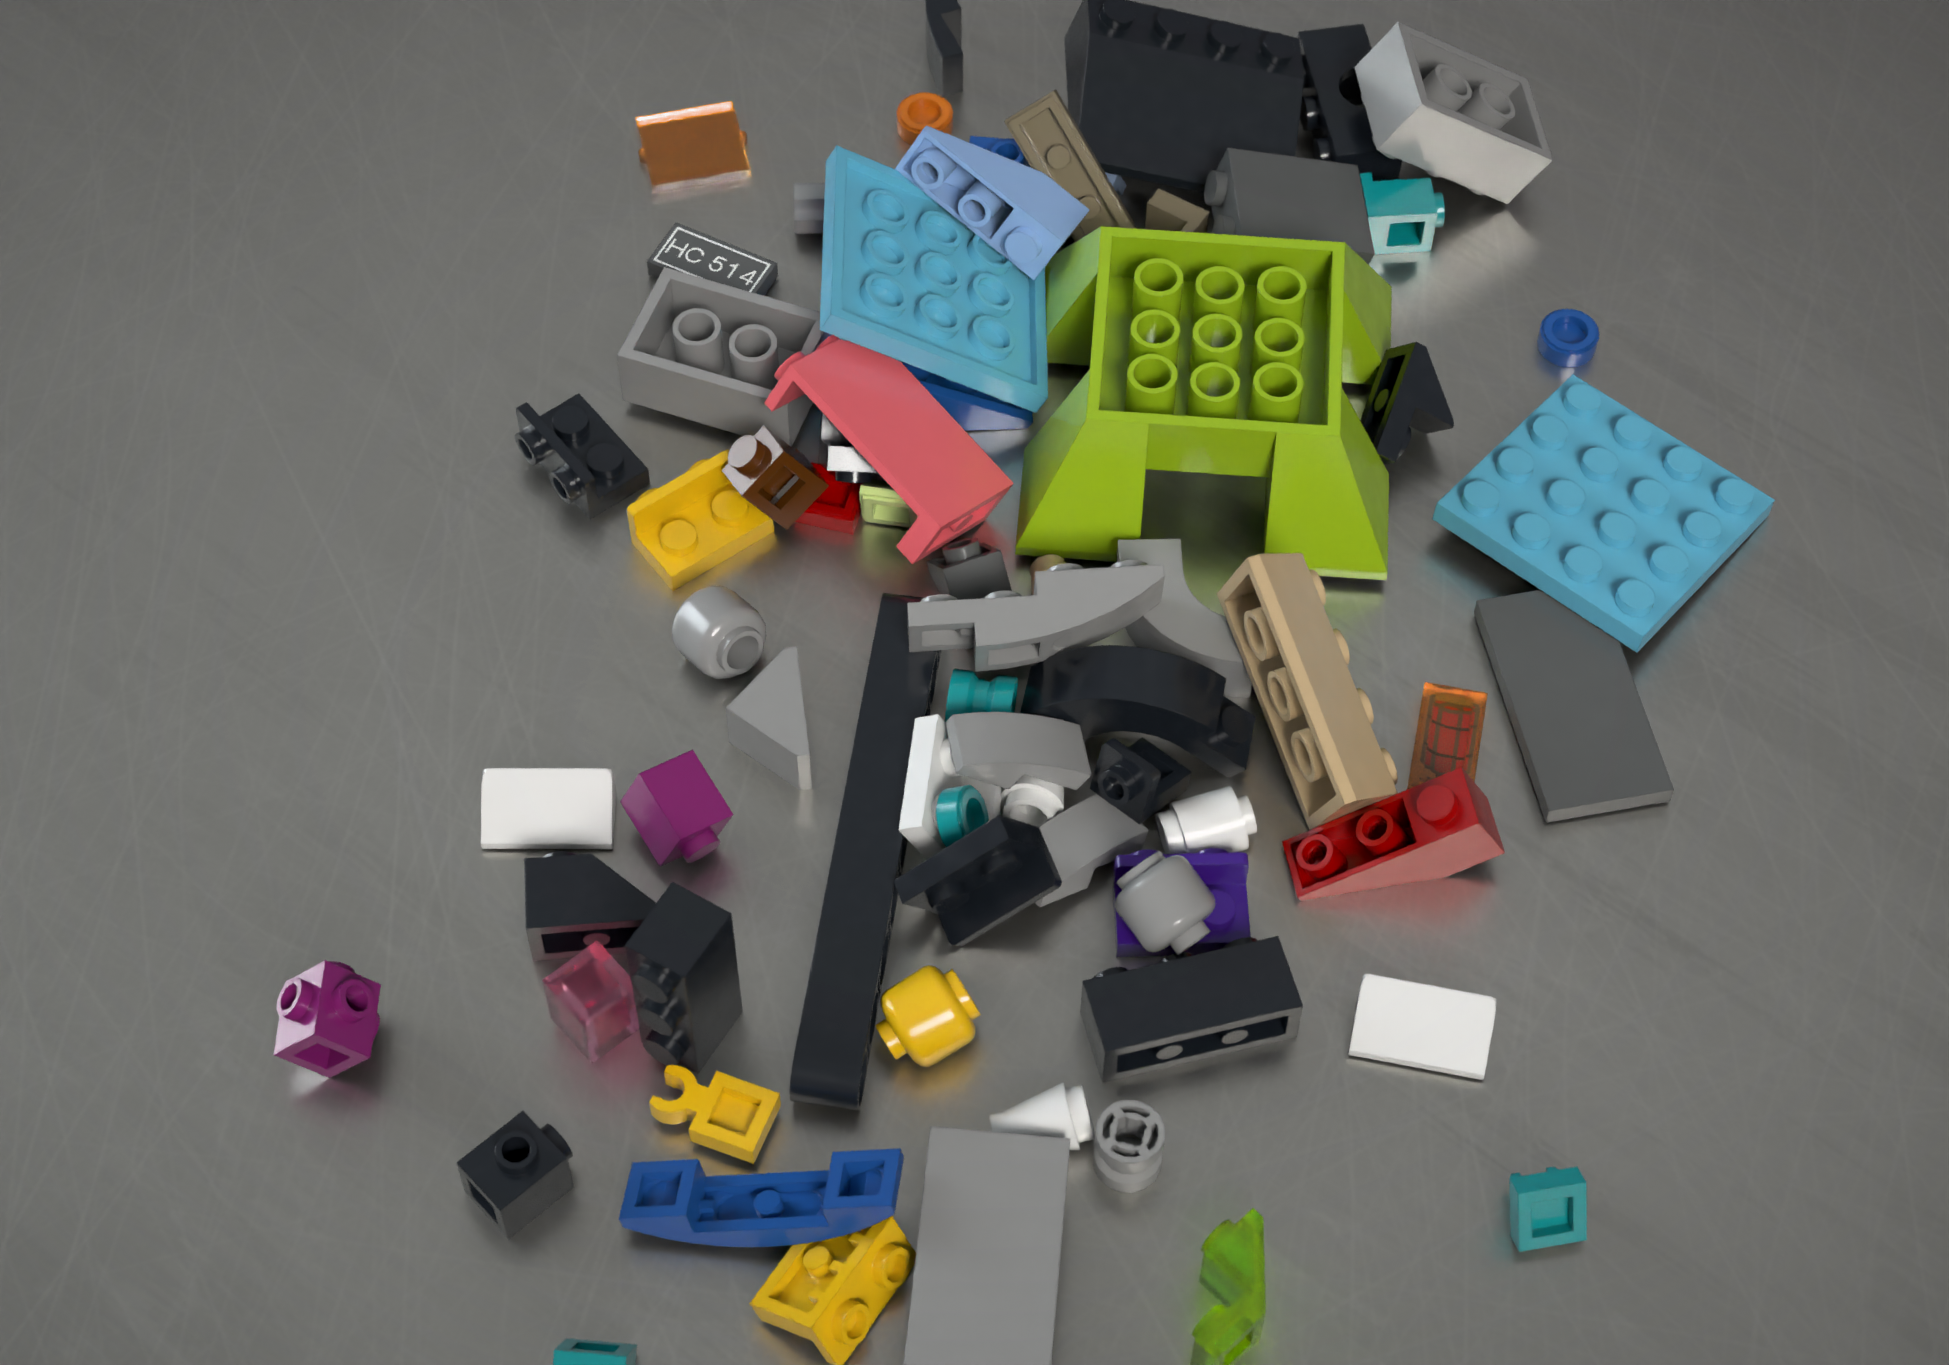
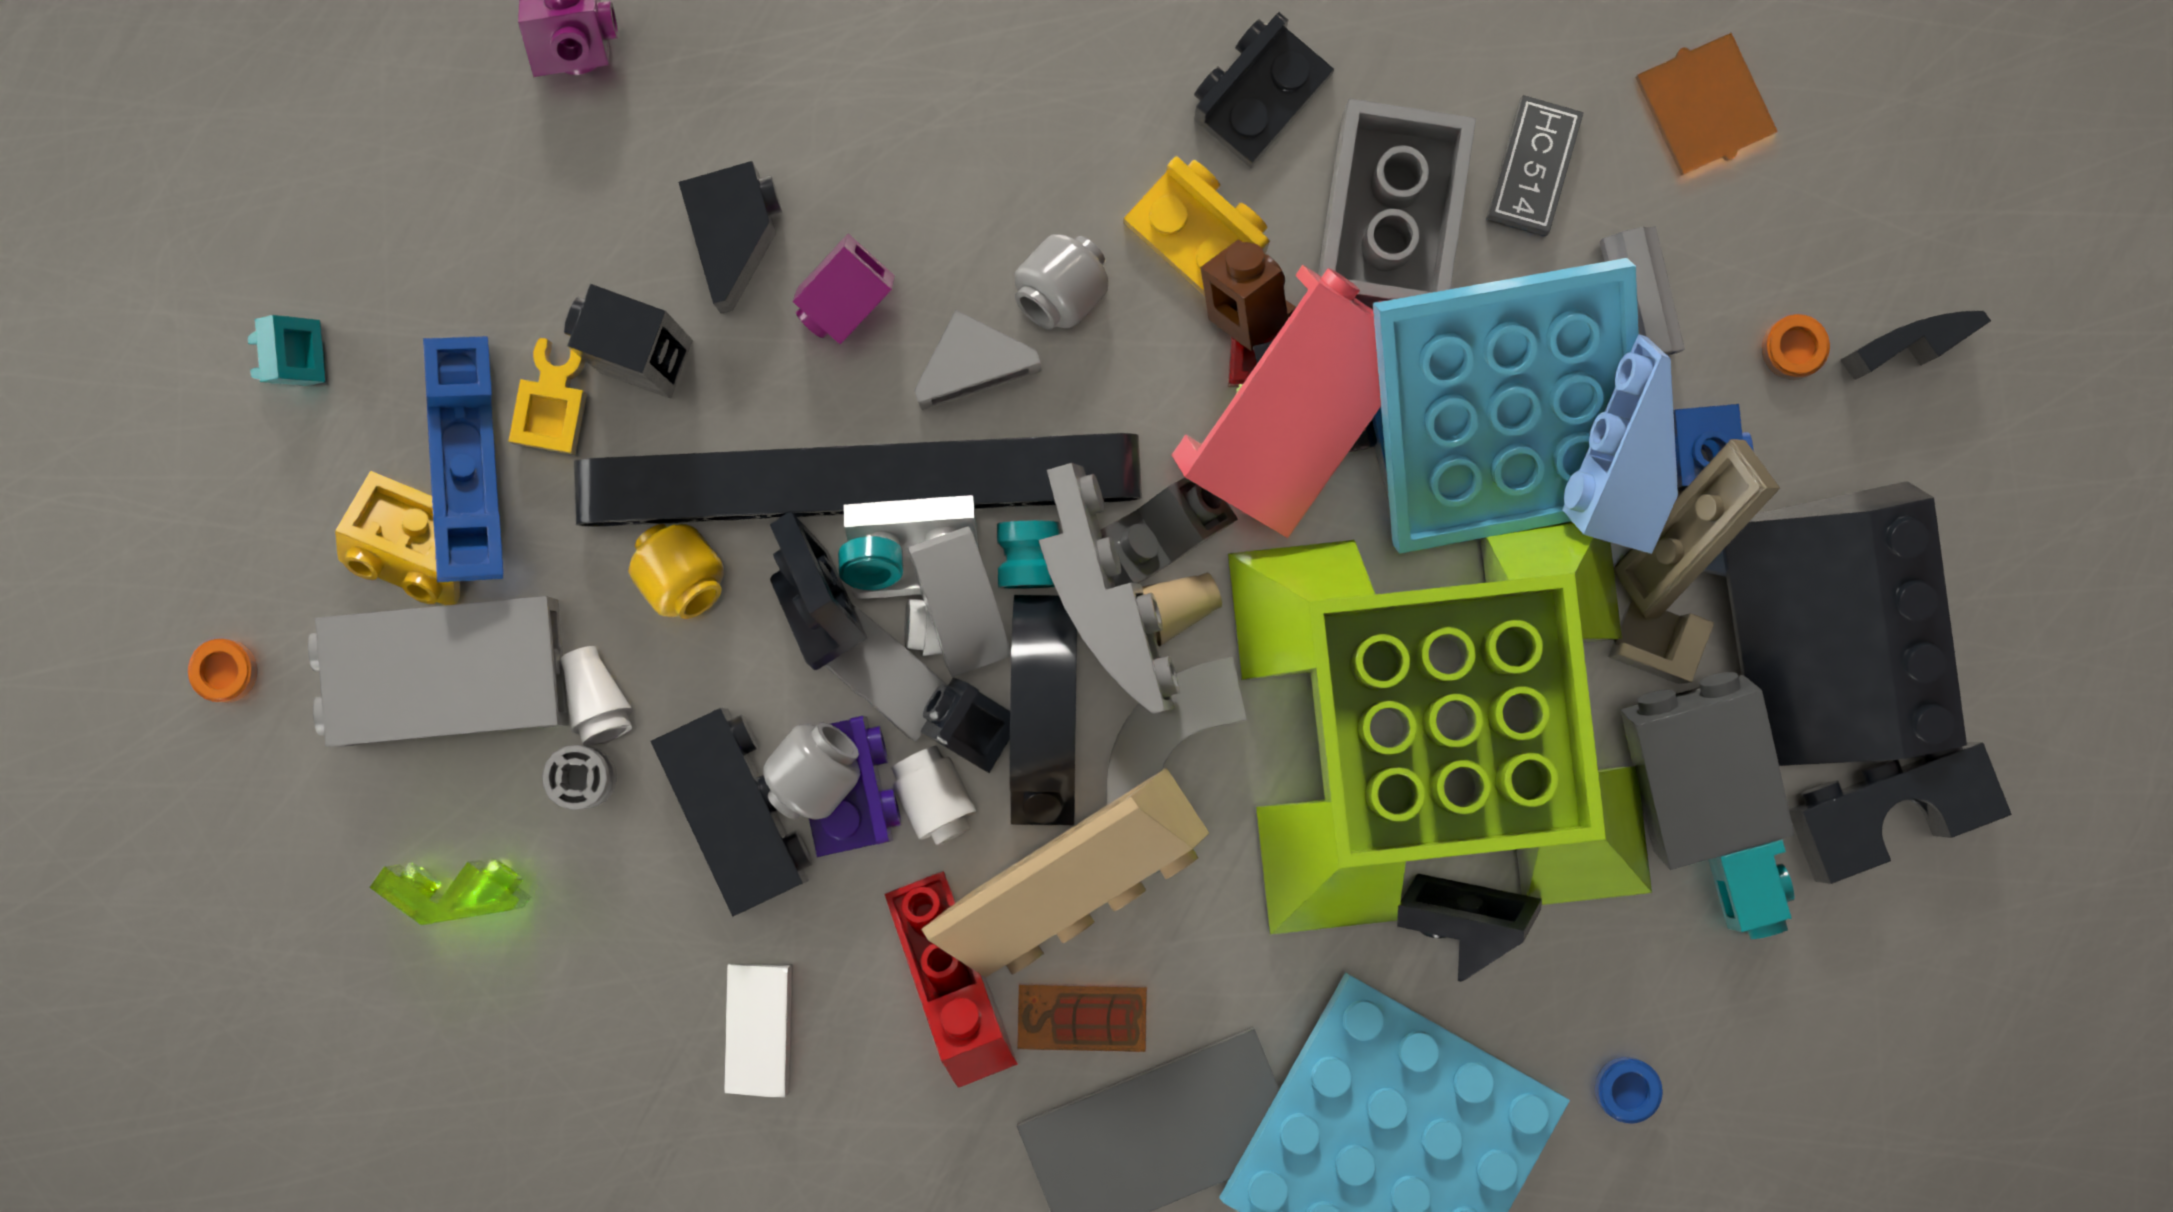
camera: 80 degrees right, 30 degrees up
(517, 1173) = (453, 238): black brick -> none
(547, 808) = (835, 167): white slope -> none
(592, 1001) = (622, 260): clear pink brick -> none
(1452, 113) = (1878, 932): light grey brick -> none
(1548, 1208) = (588, 1165): teal tile -> none

